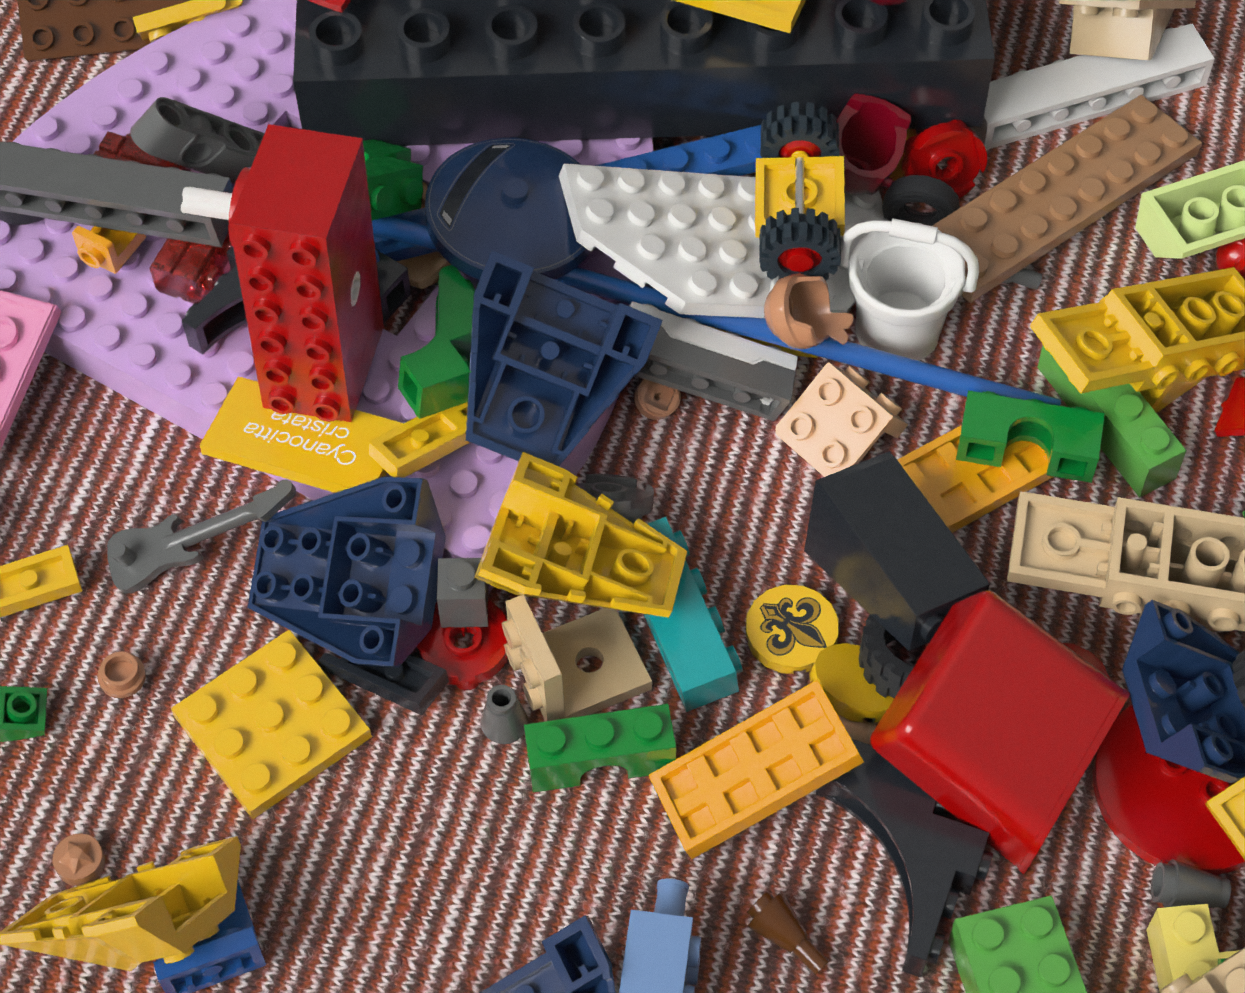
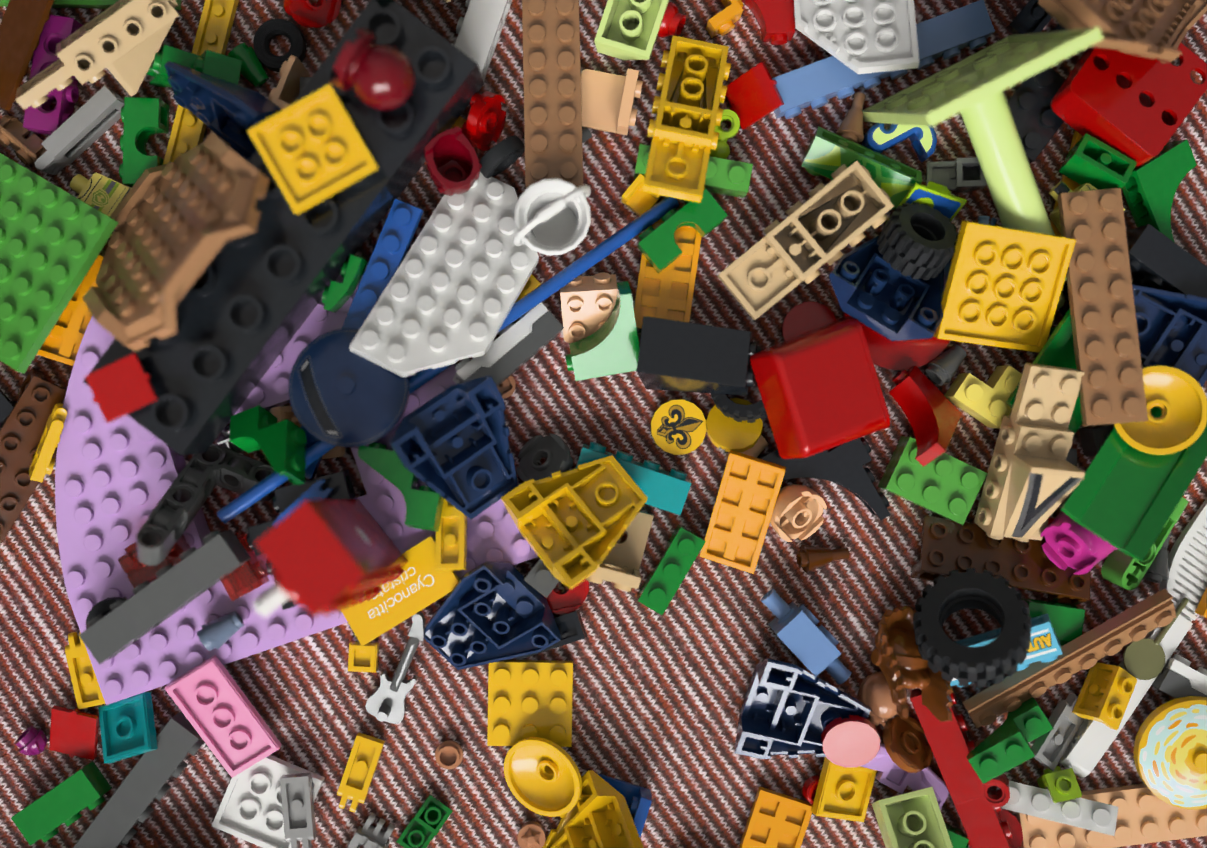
camera: 50 degrees left, 30 degrees up
(98, 289) = (220, 630): none -> sand blue cone
(106, 246) = (195, 612): light orange bracket -> none
(178, 491) = (363, 657): none -> yellow tile
(182, 793) = (543, 776): none -> yellow dish
(503, 716) = (612, 593): dark grey cone -> none
(613, 140) = (339, 293): none -> green slope
(797, 462) = (612, 347): none -> arch
(799, 193) = (465, 234): plate -> none
(800, 312) = (534, 293): nougat hat -> none
(816, 837) = (797, 512): none -> light nougat cylinder
(1026, 368) = (637, 199): none -> yellow panel
(1092, 265) = (609, 100): none -> light nougat bracket
(1107, 896) = (928, 412): none -> red arch
(1193, 397) = (723, 149): none -> lime plate

